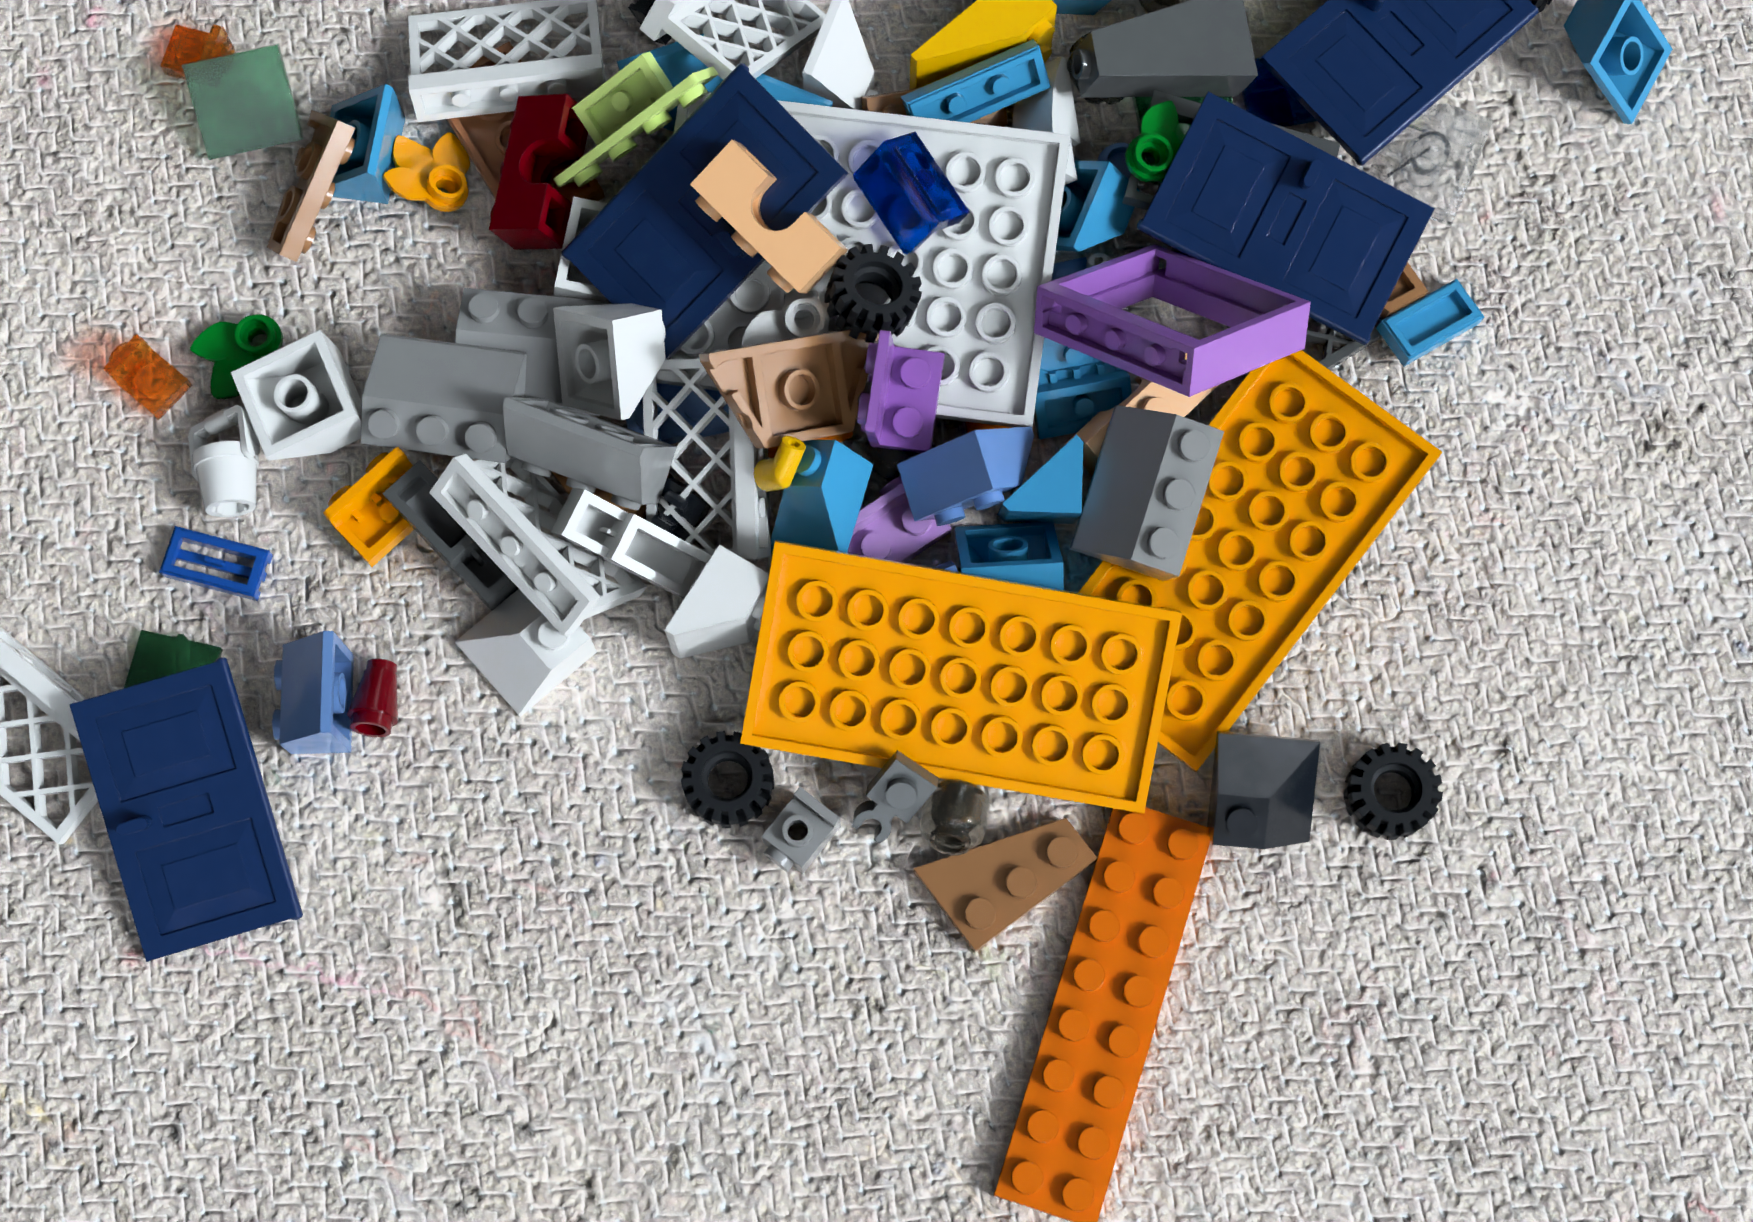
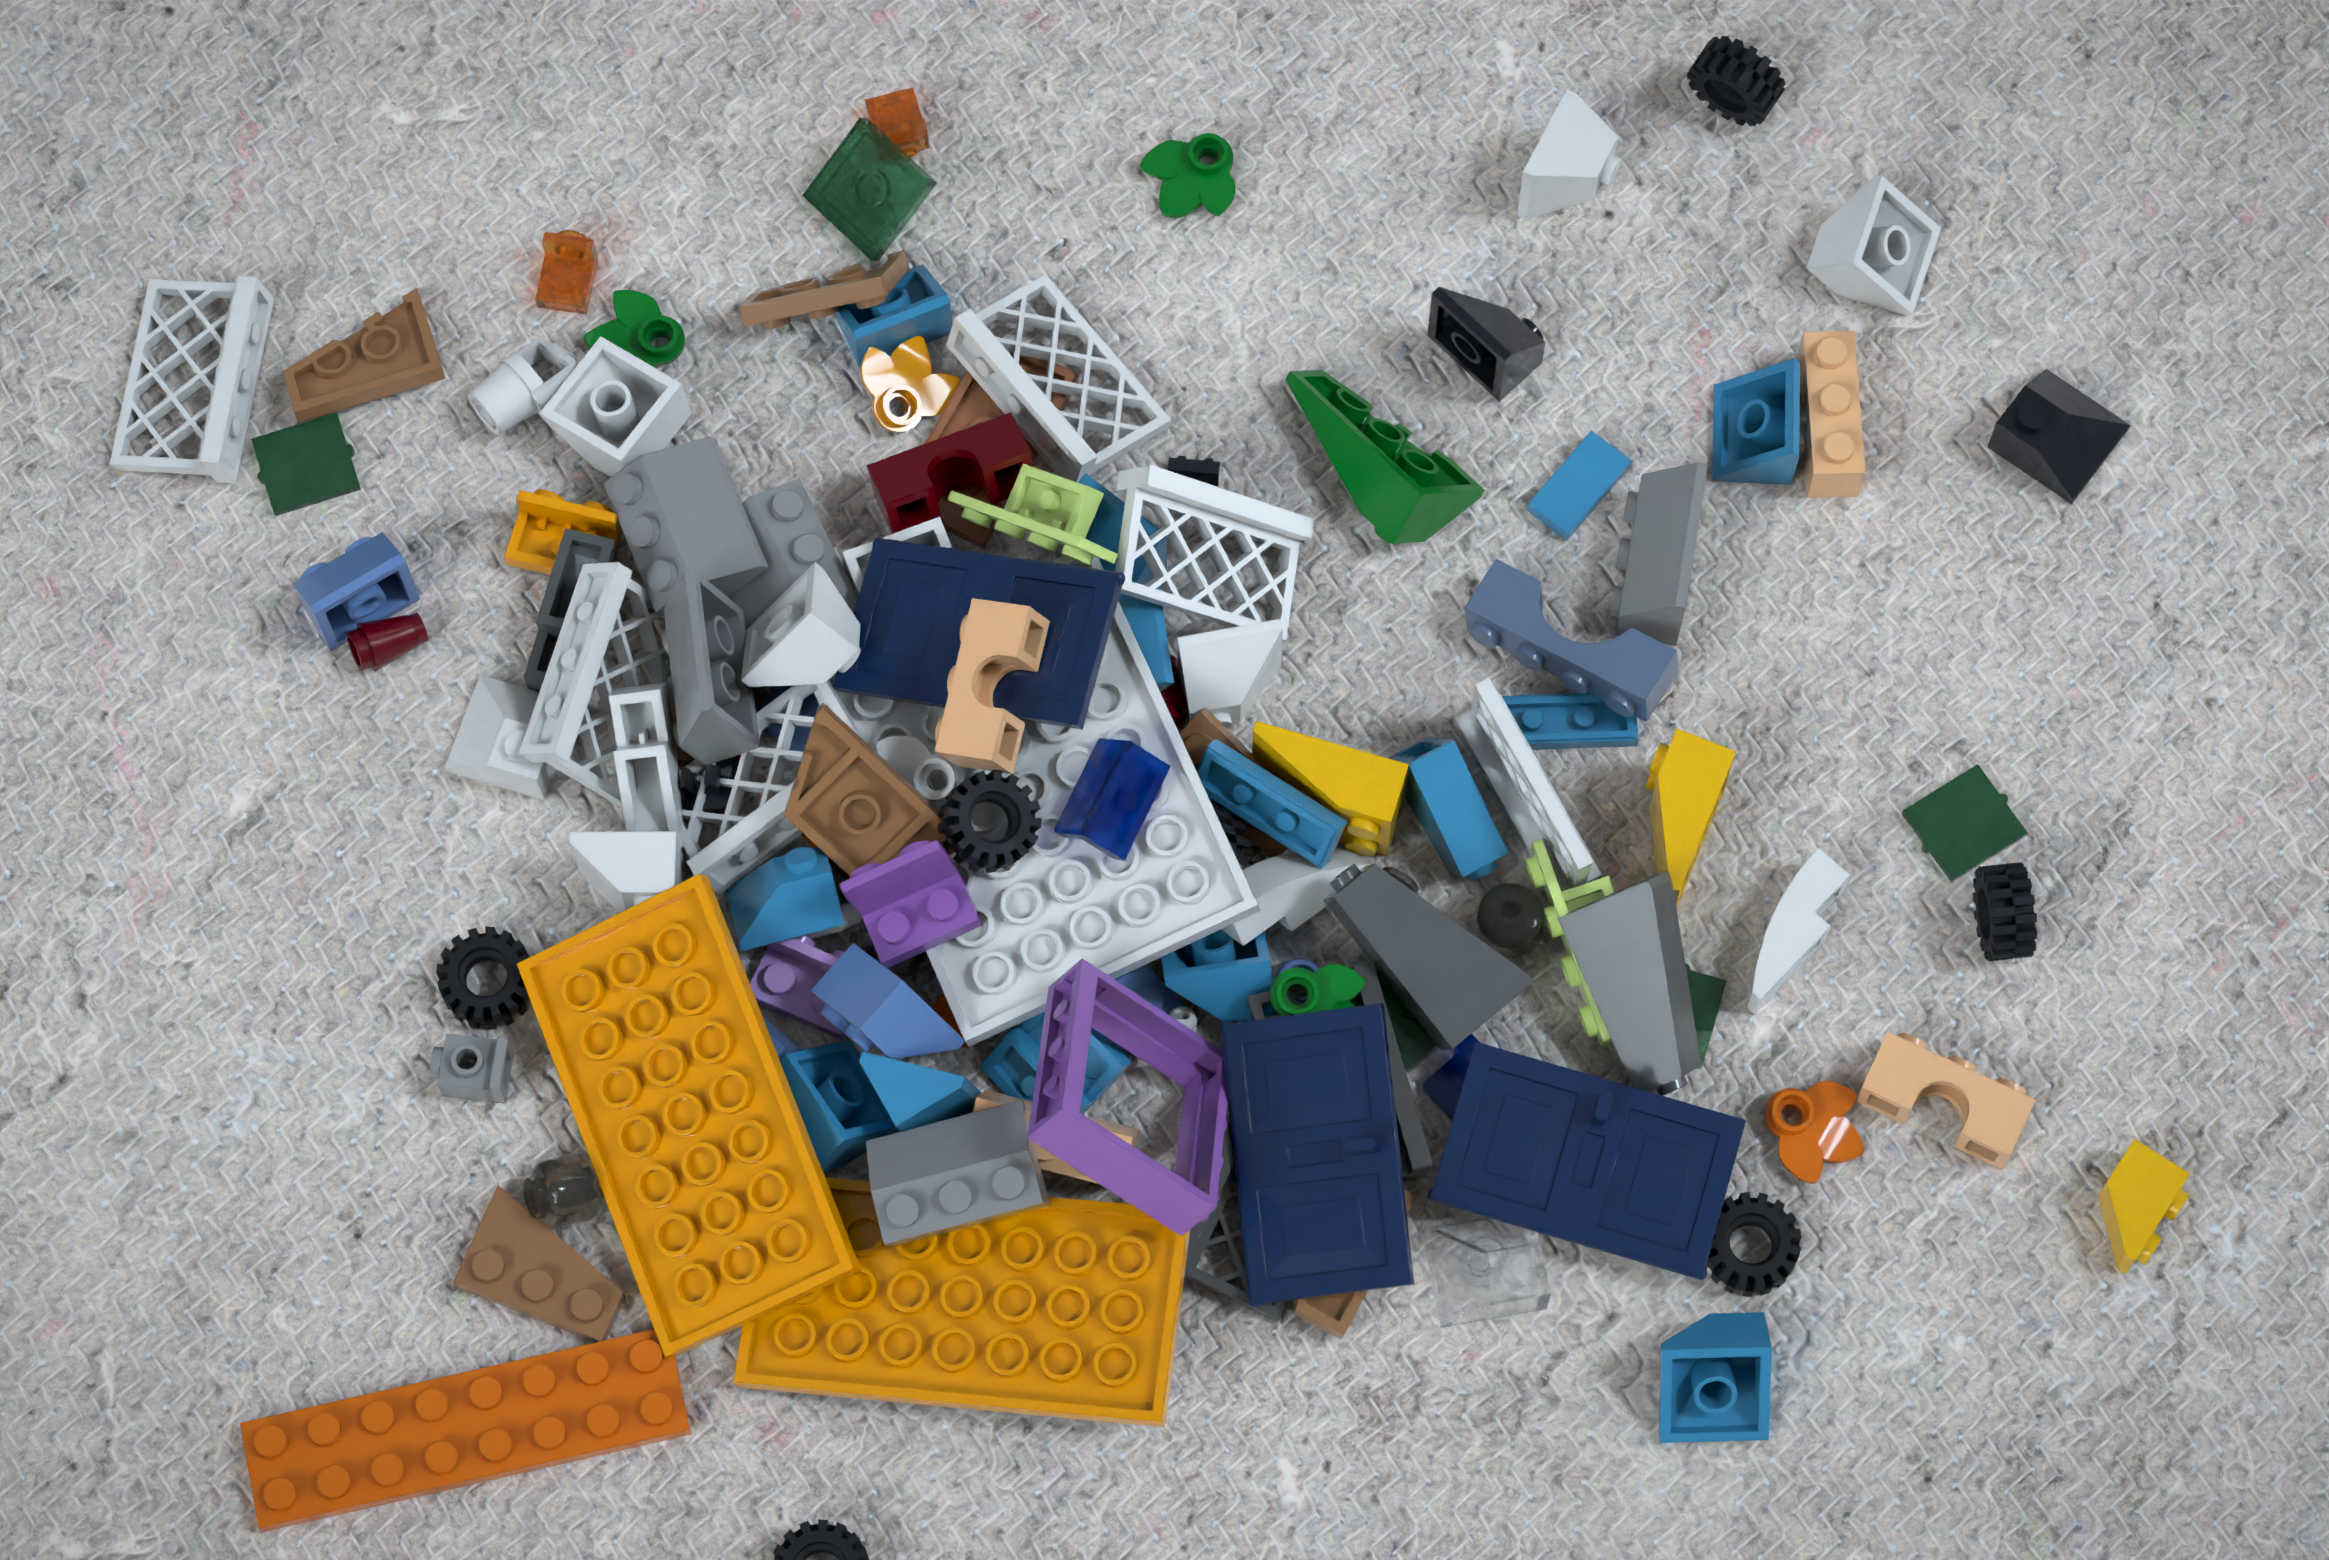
camera: 60 degrees right, 5 degrees down
(118, 574) = (376, 362): none -> medium nougat wing
(186, 809) = (193, 546): dark blue door -> none
(254, 575) = (443, 472): blue tile -> none
(779, 471) = (778, 841): yellow arm -> none
(895, 791) = (552, 1126): dark grey plate -> none
(1262, 790) = (744, 1449): black slope -> none
(1430, 322) = (1318, 1358): dark azure tile -> none

